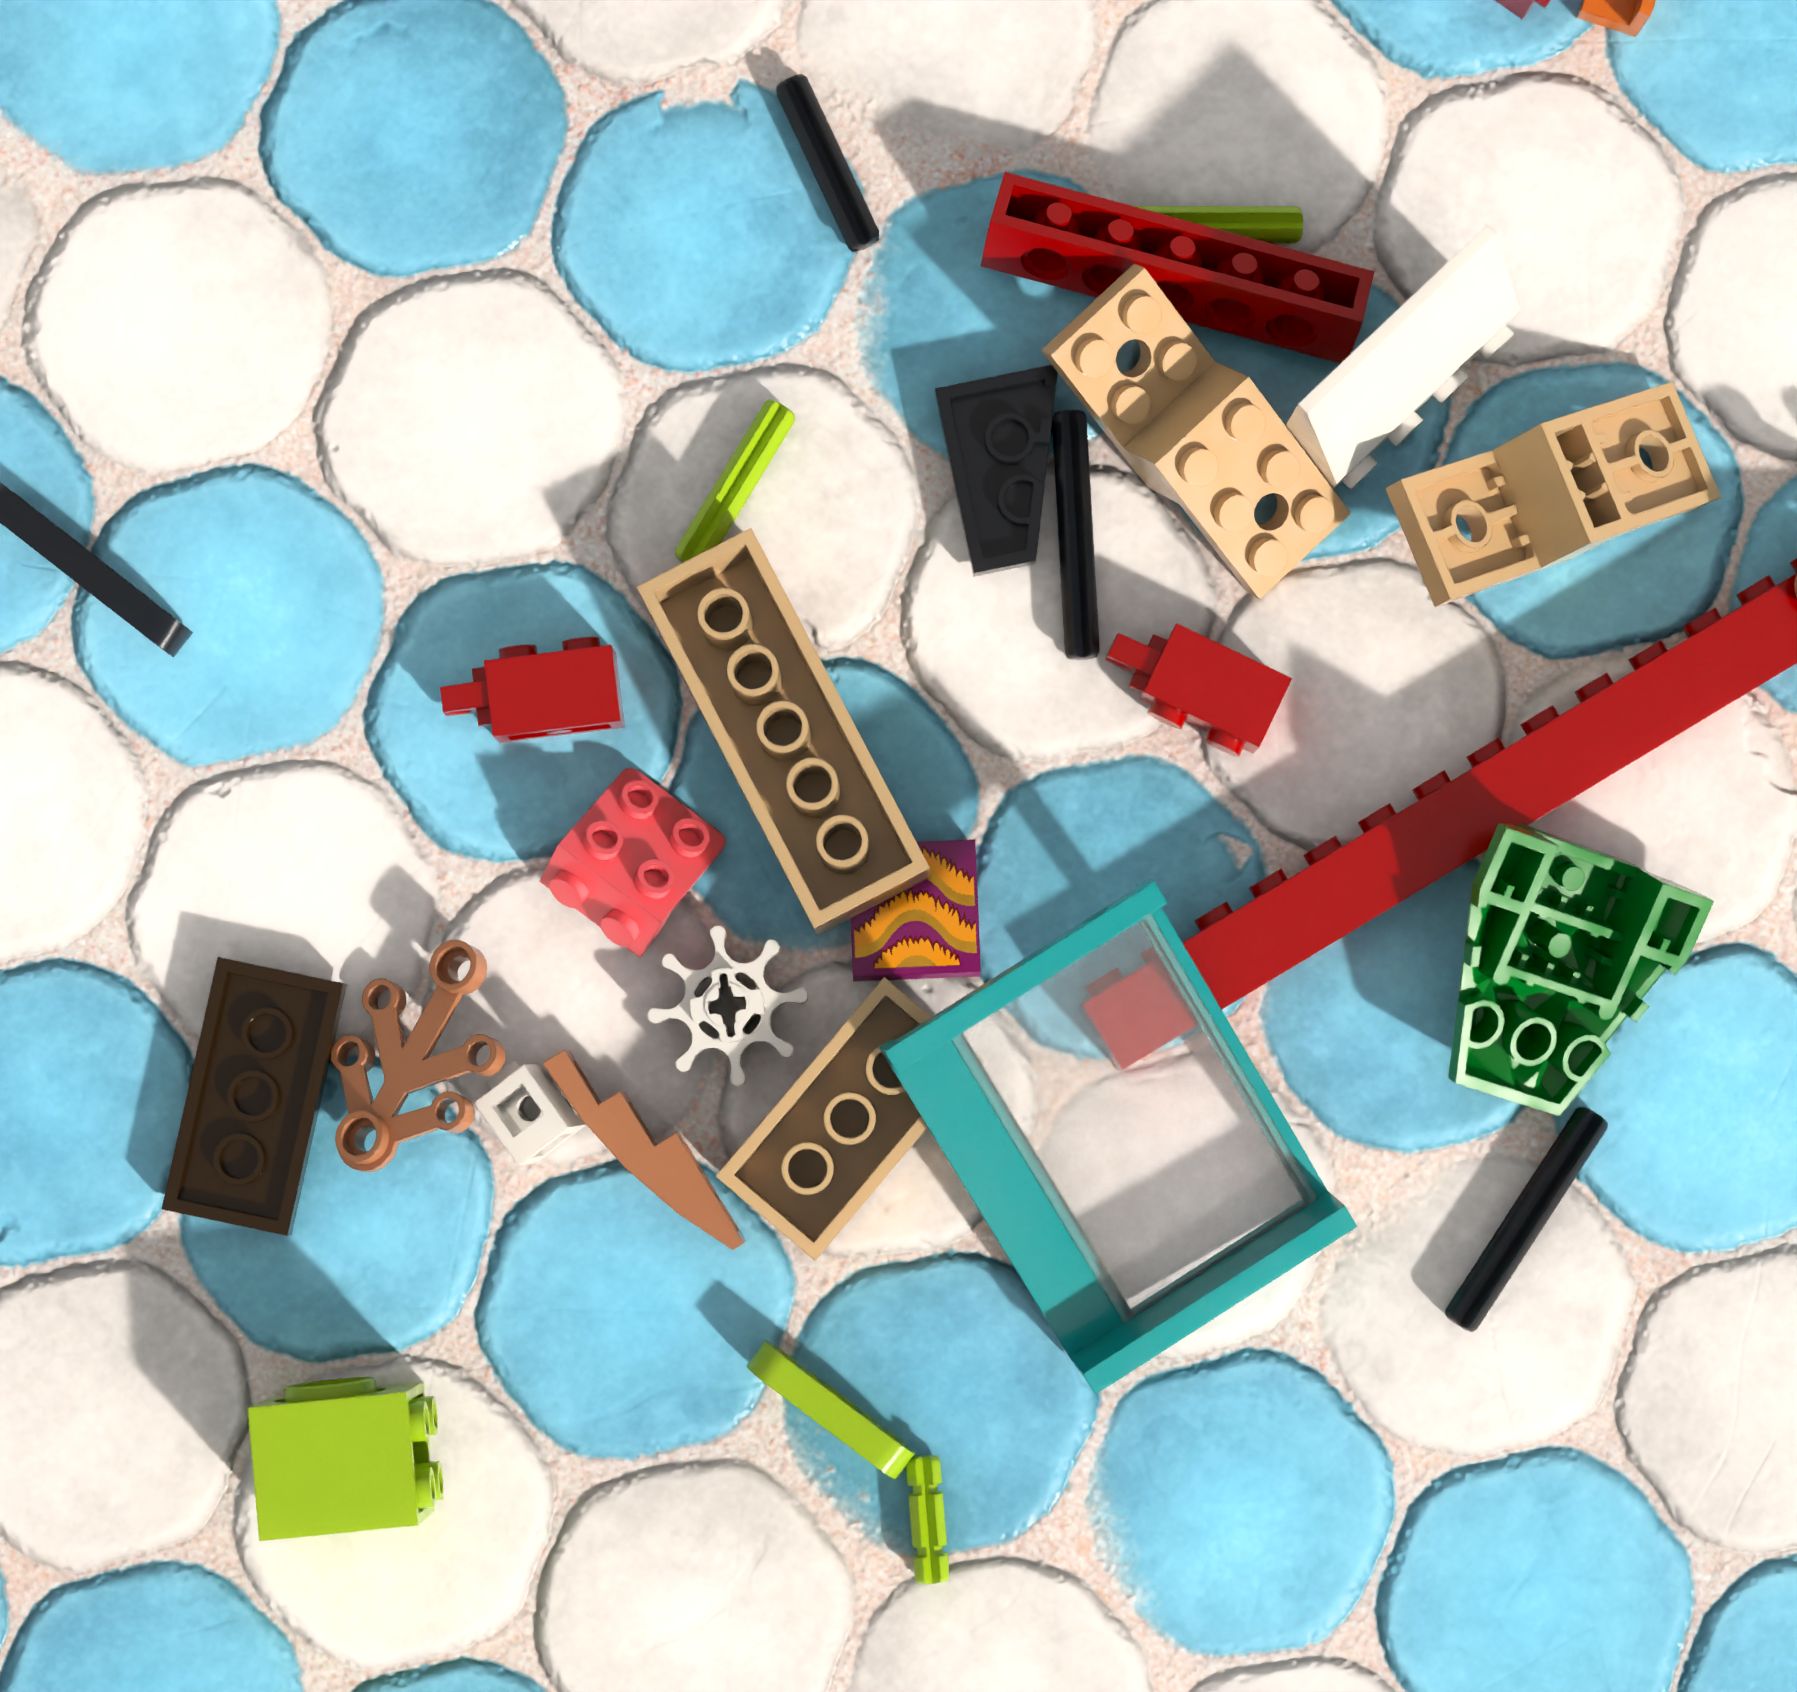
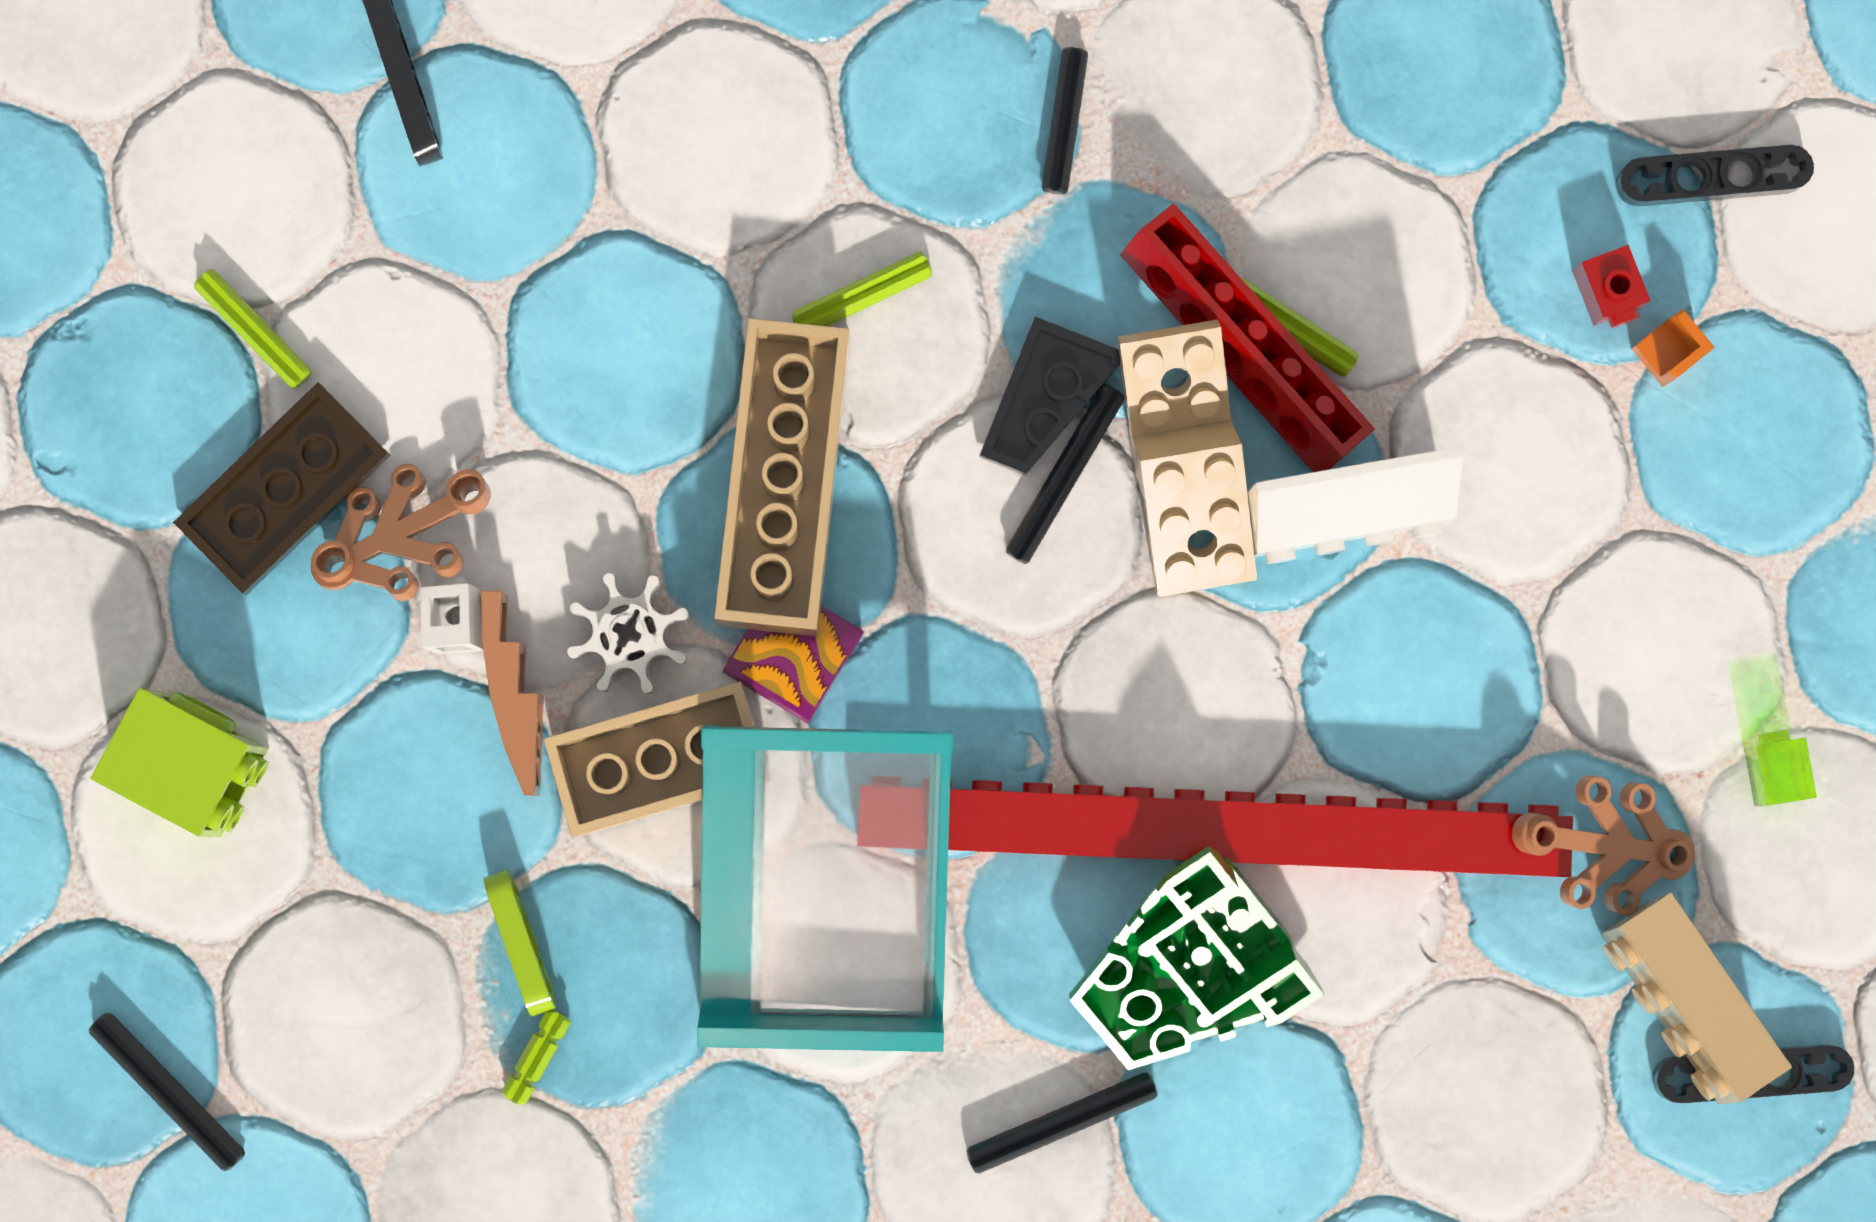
camera: 35 degrees right, 0 degrees up
(109, 947) = (252, 329): none -> lime axle
(542, 693) = (643, 348): red hinge -> none
(632, 860) = (630, 496): coral bracket -> none
(1203, 685) = (1082, 628): red hinge -> none
(1553, 493) = (1397, 654): tan bracket -> none

